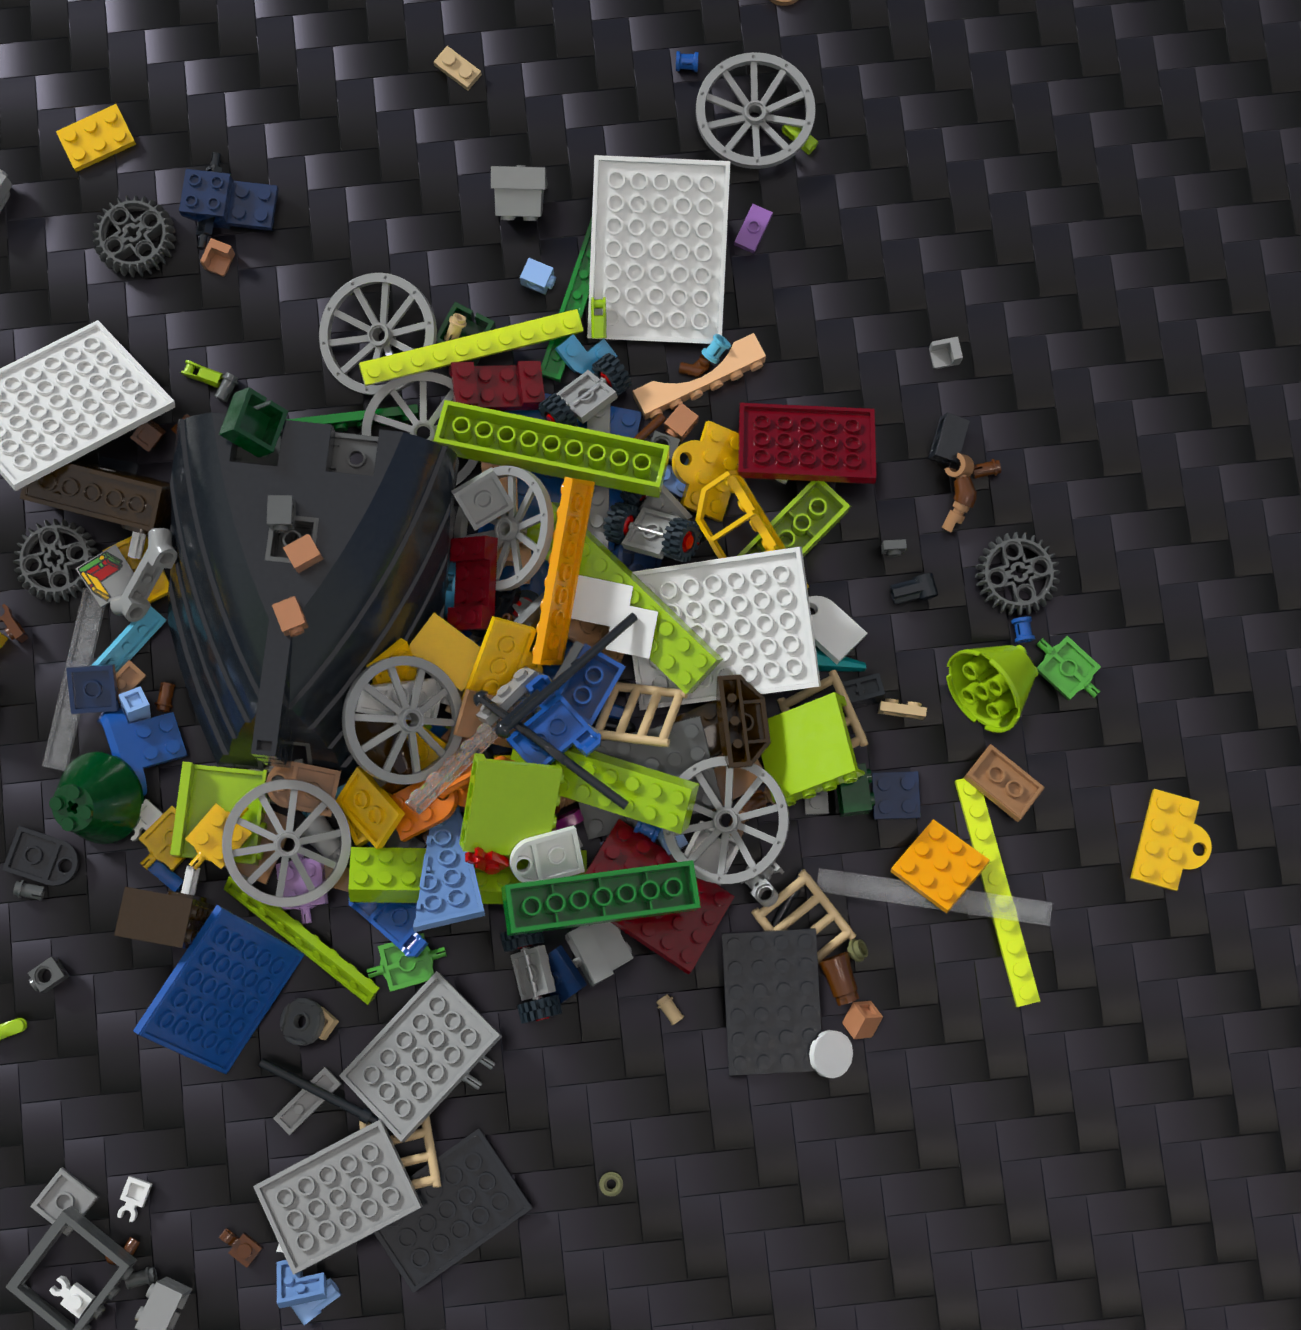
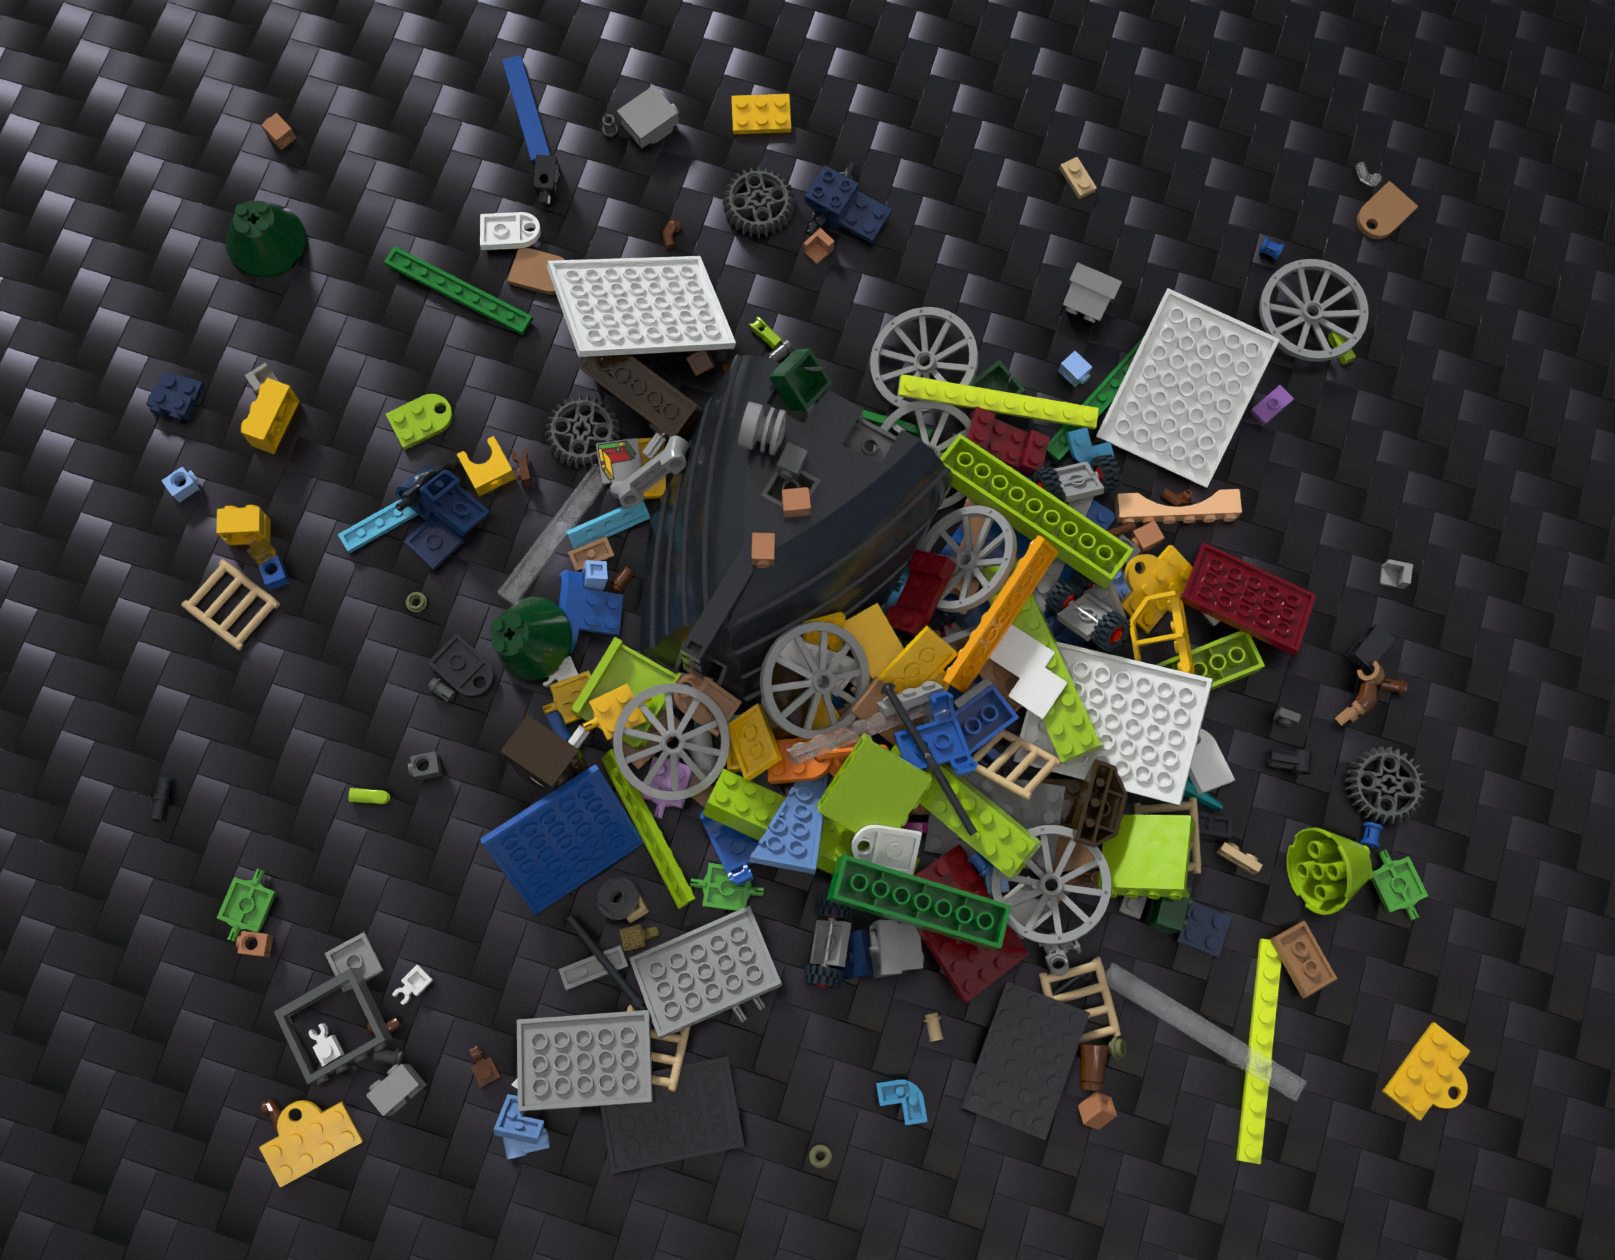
camera: 20 degrees right, 5 degrees down
(53, 308) = (671, 227): none -> reddish brown arm
(92, 689) = (566, 546): dark blue plate -> none
(230, 492) = (762, 428): none -> light grey wheel
(336, 1051) = (634, 936): none -> clear yellow plate
(457, 323) = (992, 379): tan pin -> none
(483, 498) = (959, 526): light grey tile -> none
(489, 862) = (835, 831): red plate -> none
(536, 698) = (936, 709): black bar -> none
(598, 322) = (1112, 426): lime bar -> none
(669, 1086) = (908, 1095): none -> dark azure plate
(716, 348) = (1201, 489): medium azure bush -> none
(831, 1054) = (1058, 1128): white tile -> none
(940, 866) = (1219, 1006): light orange plate -> none

